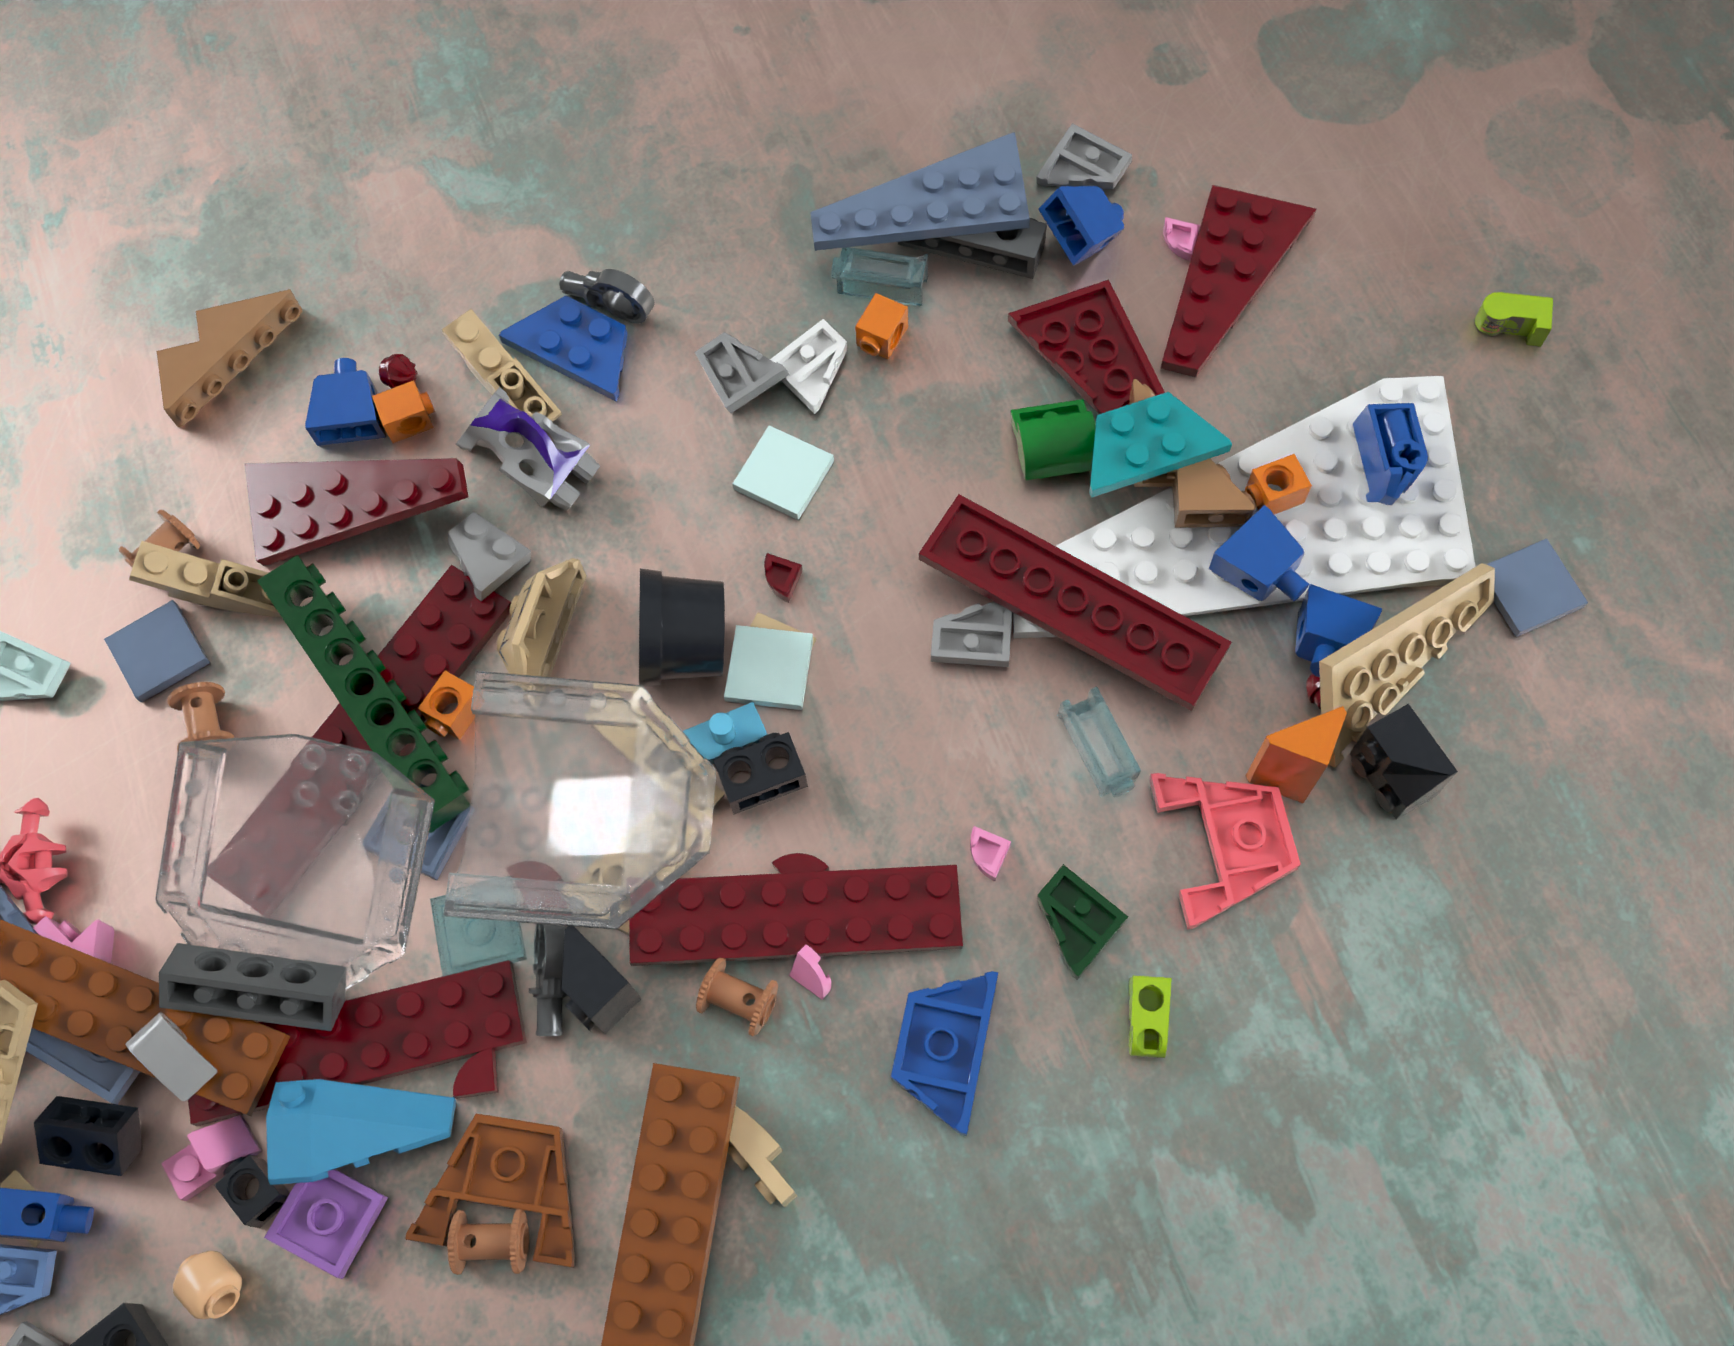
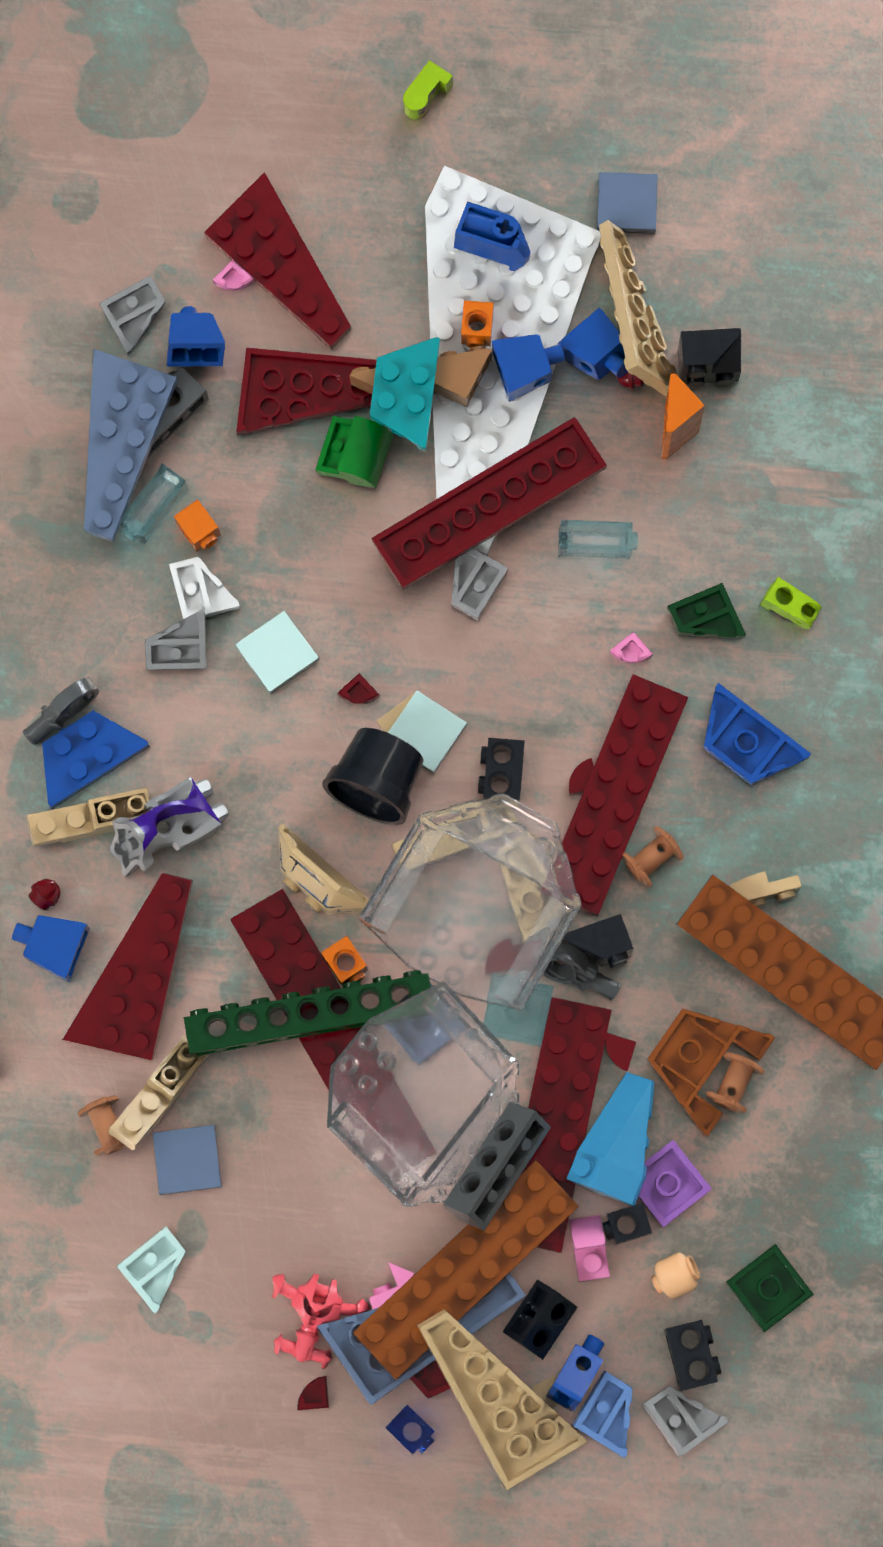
camera: 65 degrees left, 10 degrees up
(170, 1058) = (521, 1234): light grey panel -> none
(199, 711) = (270, 1143): nougat hose -> none
(404, 411) = (82, 901): orange brick -> none
(486, 554) = (234, 890): light grey wing -> none
(727, 730) = (460, 779): medium azure tile -> none
(809, 973) = (658, 803): bright pink tile -> none
(1245, 834) = (705, 481): coral wing -> none

